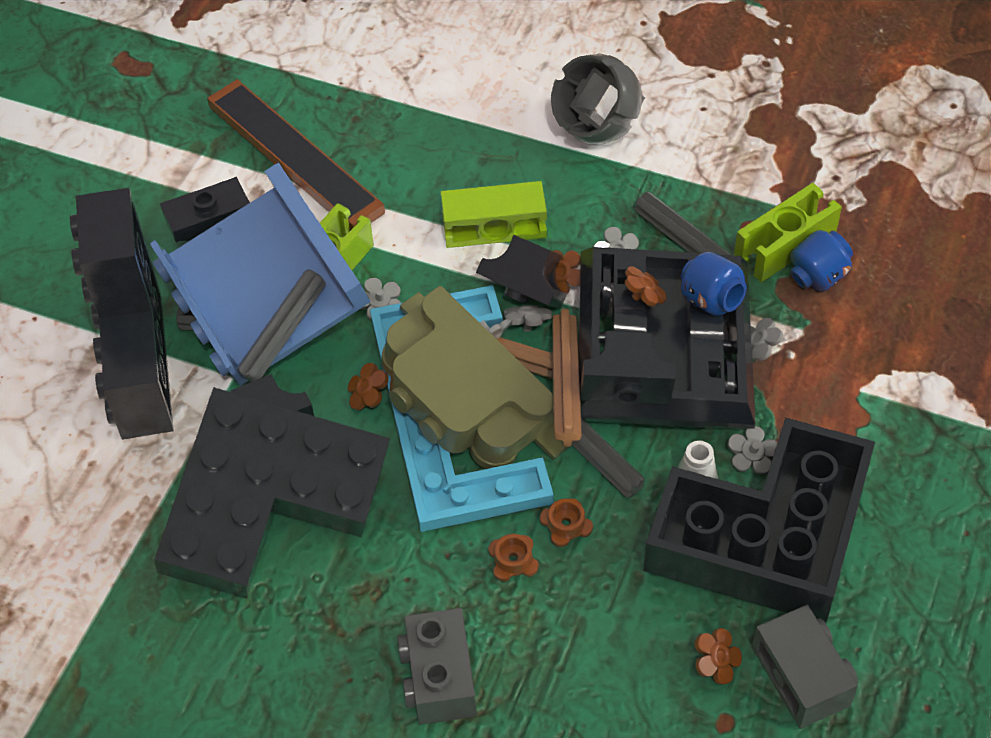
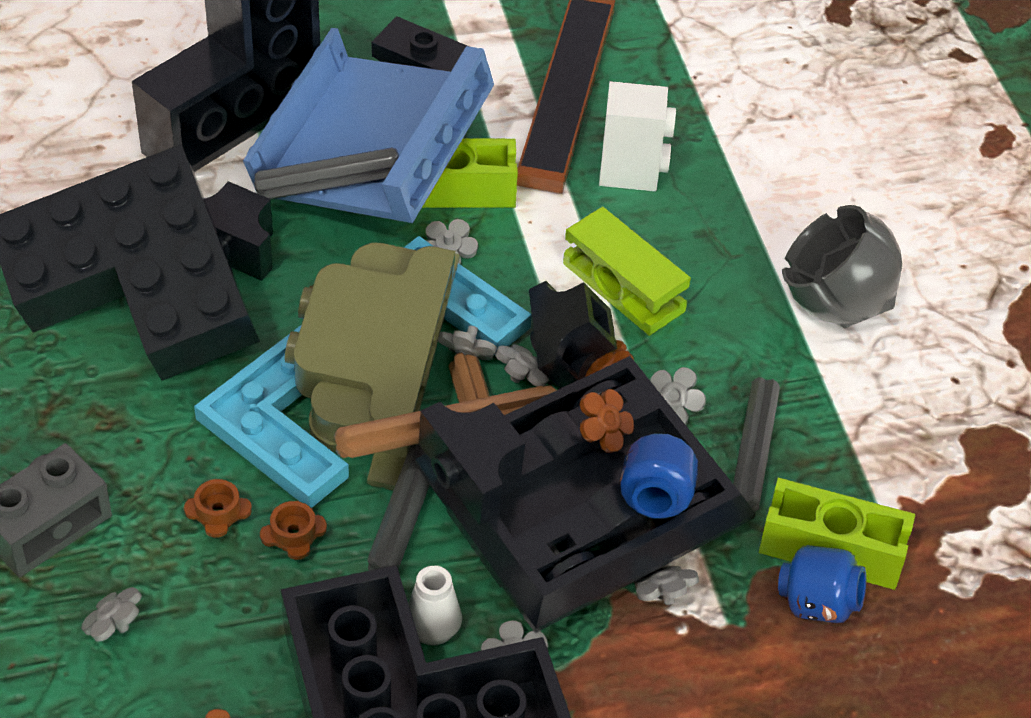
camera: 50 degrees right, 5 degrees down
(392, 139) = (634, 136): none -> white brick
(562, 666) = (113, 613): none -> light grey plant

